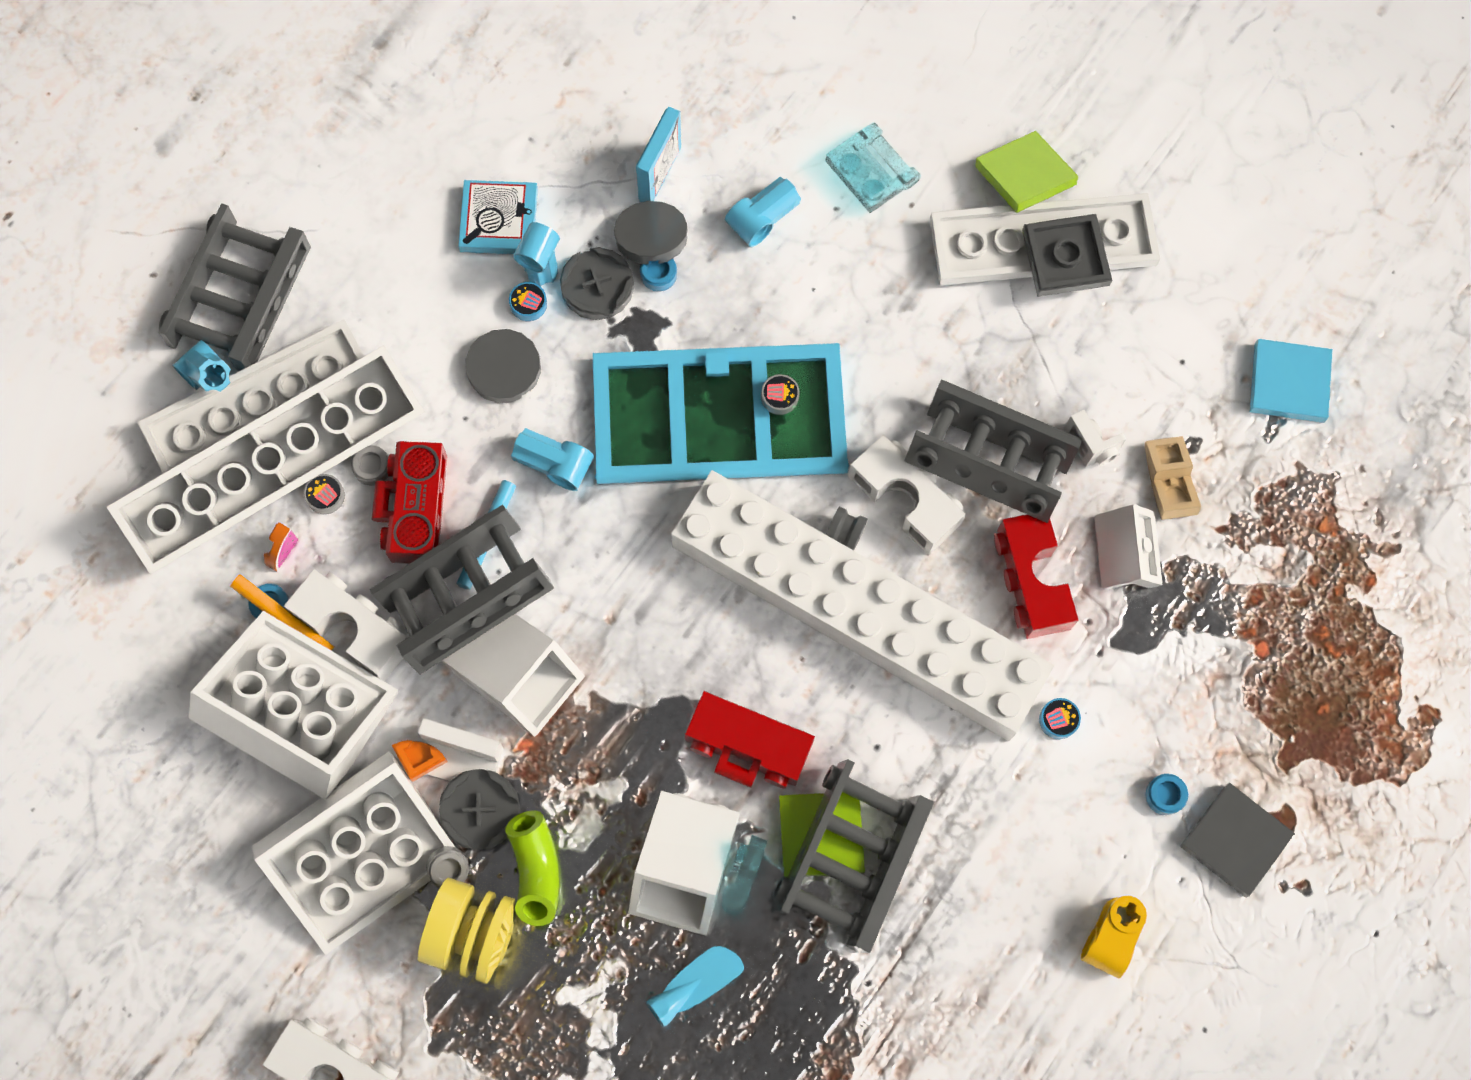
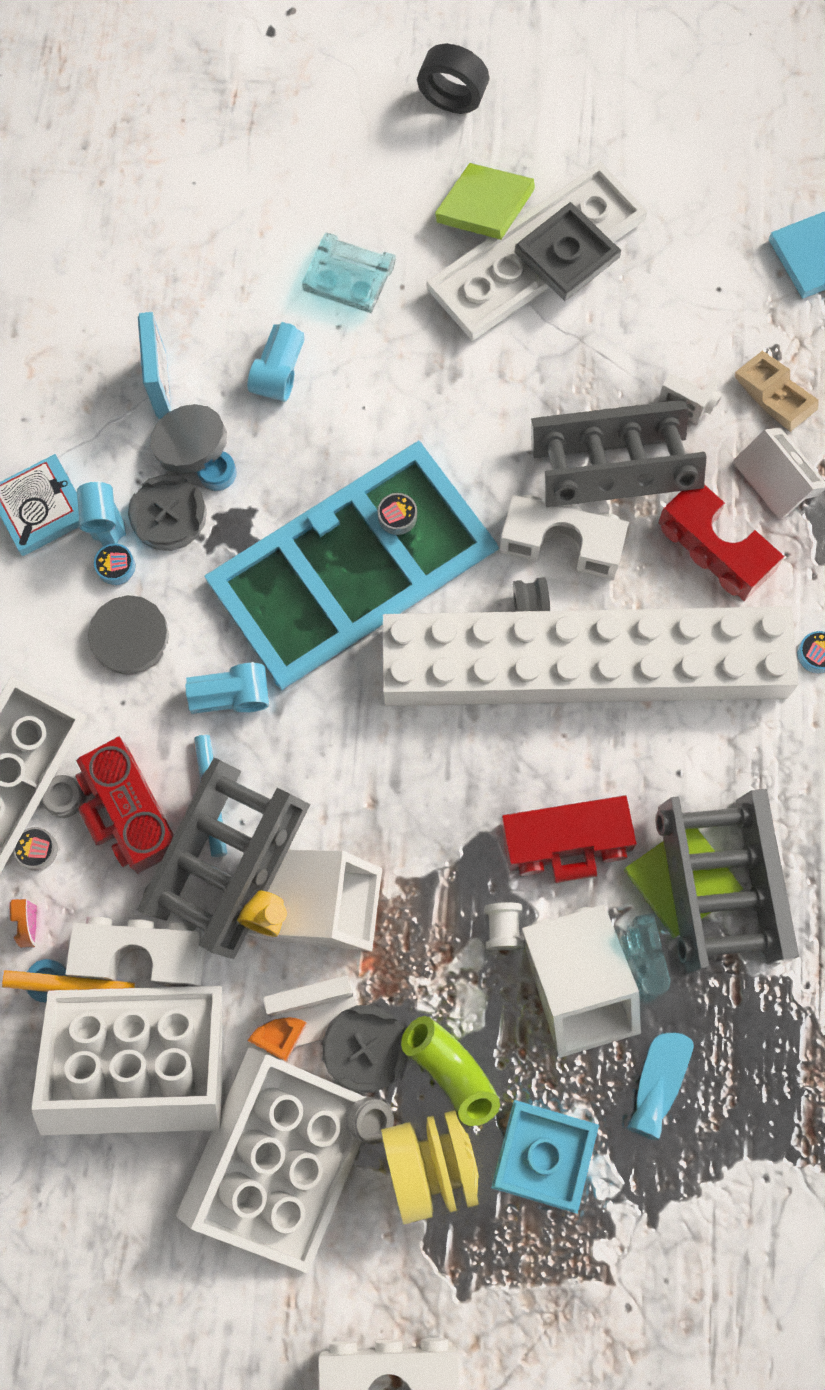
camera: 25 degrees left, 0 degrees up
(462, 651) = (263, 914): none -> yellow bar
(566, 983) = (545, 1156): none -> medium azure tile
(650, 781) = (504, 926): none -> white bush
(1065, 50) = (461, 64): none -> black tyre

